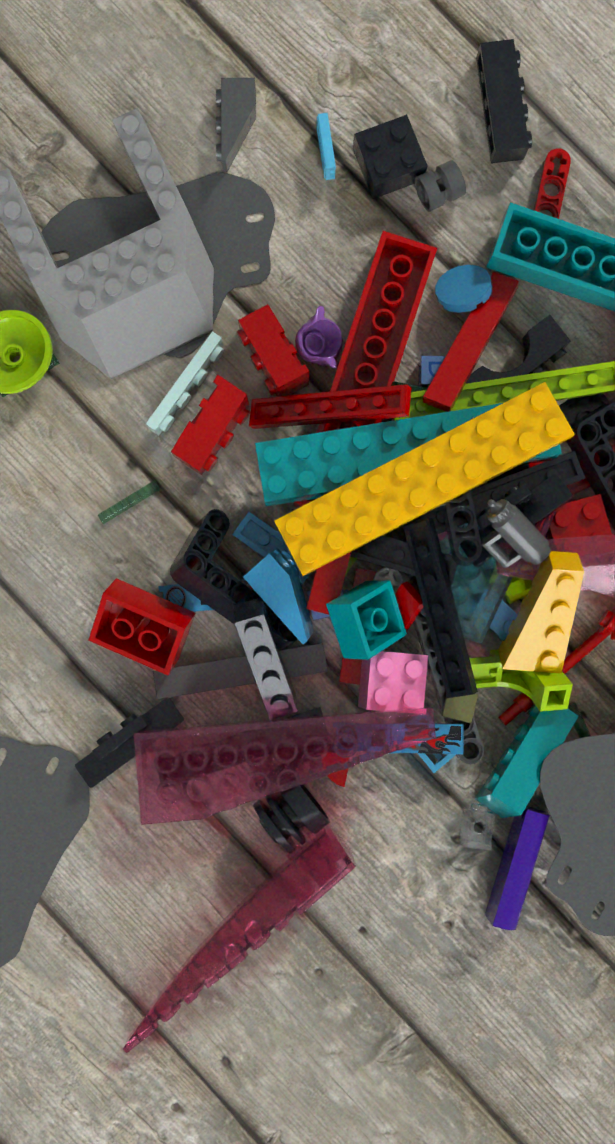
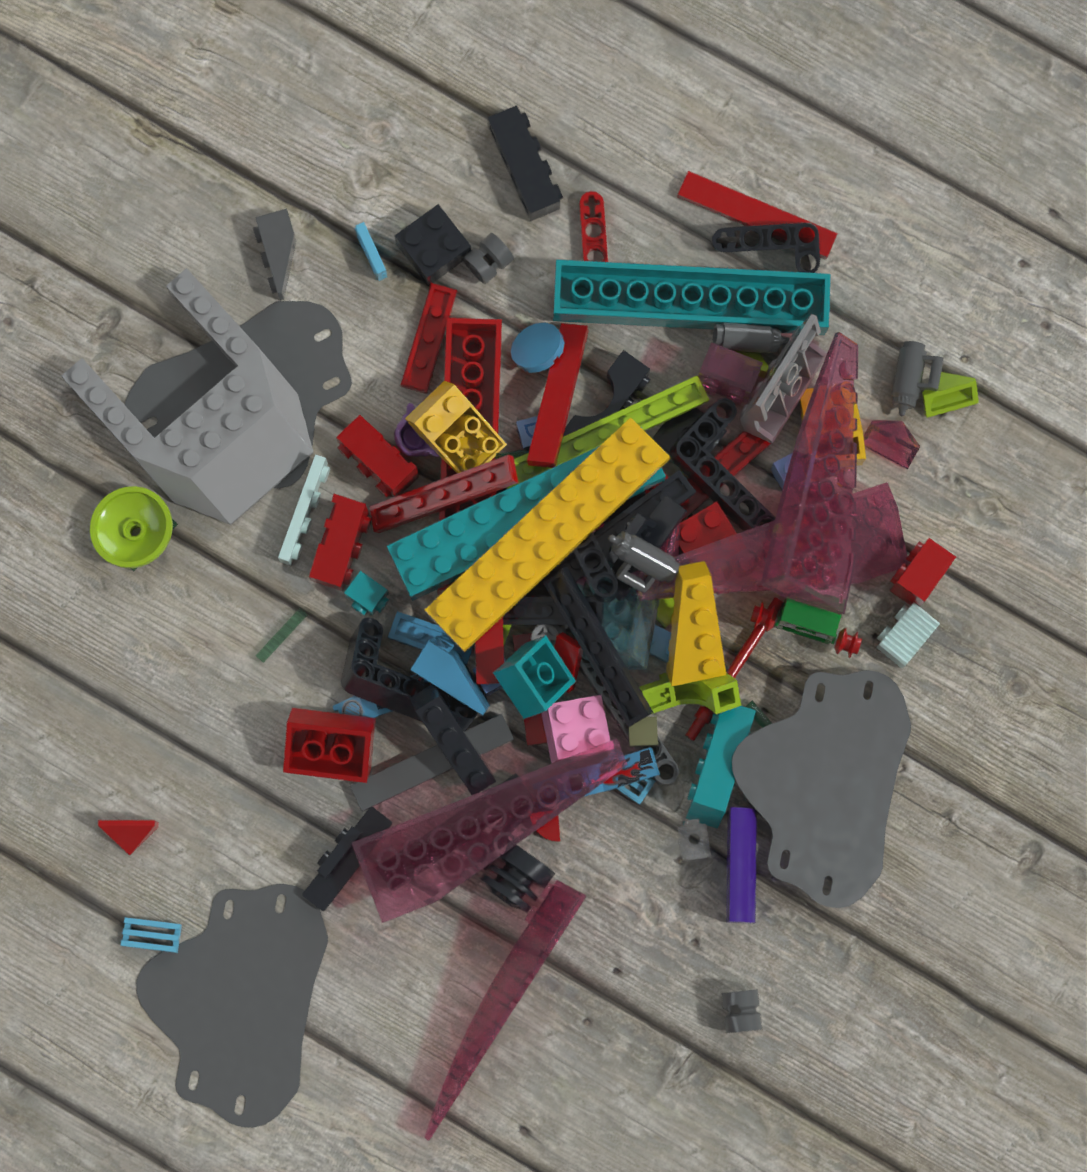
camera: 15 degrees left, 5 degrees down
(223, 486) = (367, 595): none -> teal brick
(358, 250) = (428, 338): none -> red tile
(359, 343) = (455, 429): none -> yellow slope
(475, 1017) = (741, 1011): none -> dark grey wheel

